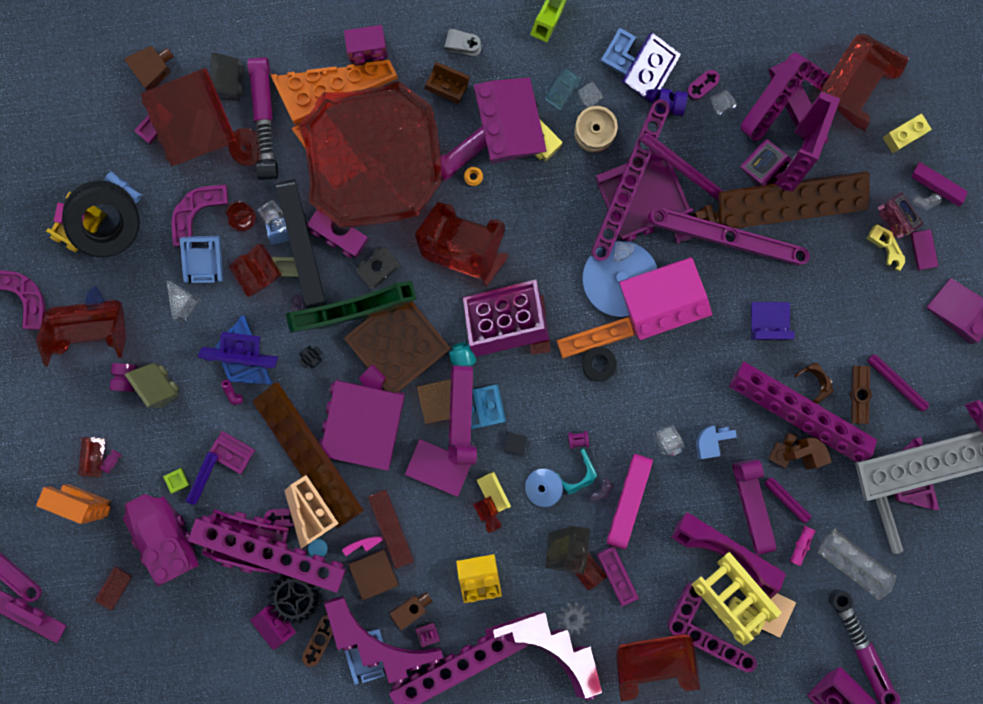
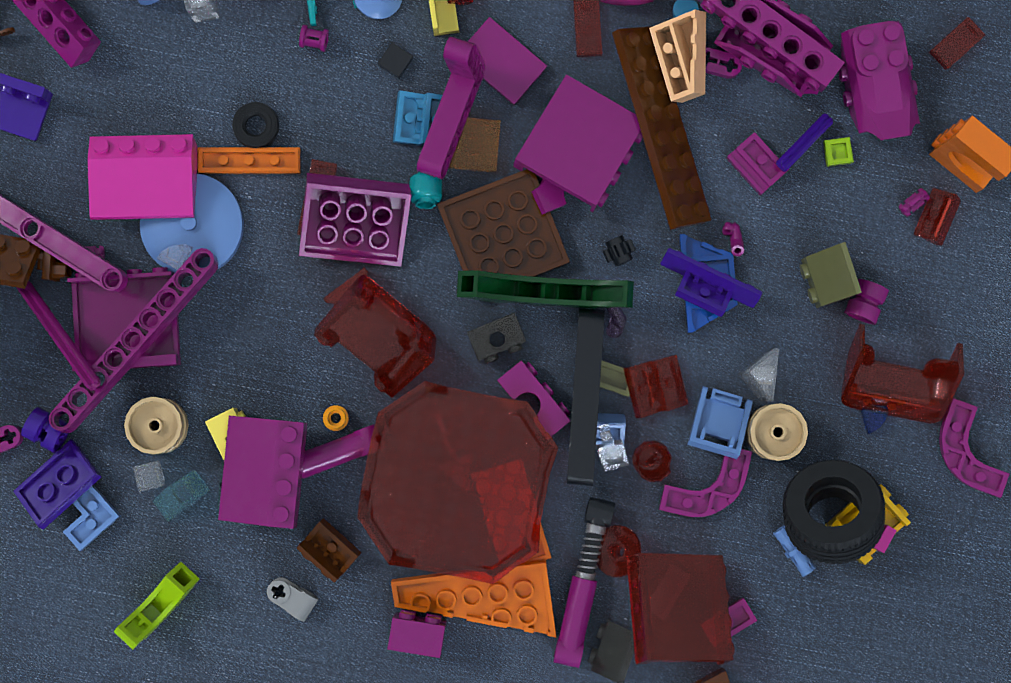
camera: 160 degrees left, 0 degrees up
(148, 260) = (792, 432): none -> tan wheel

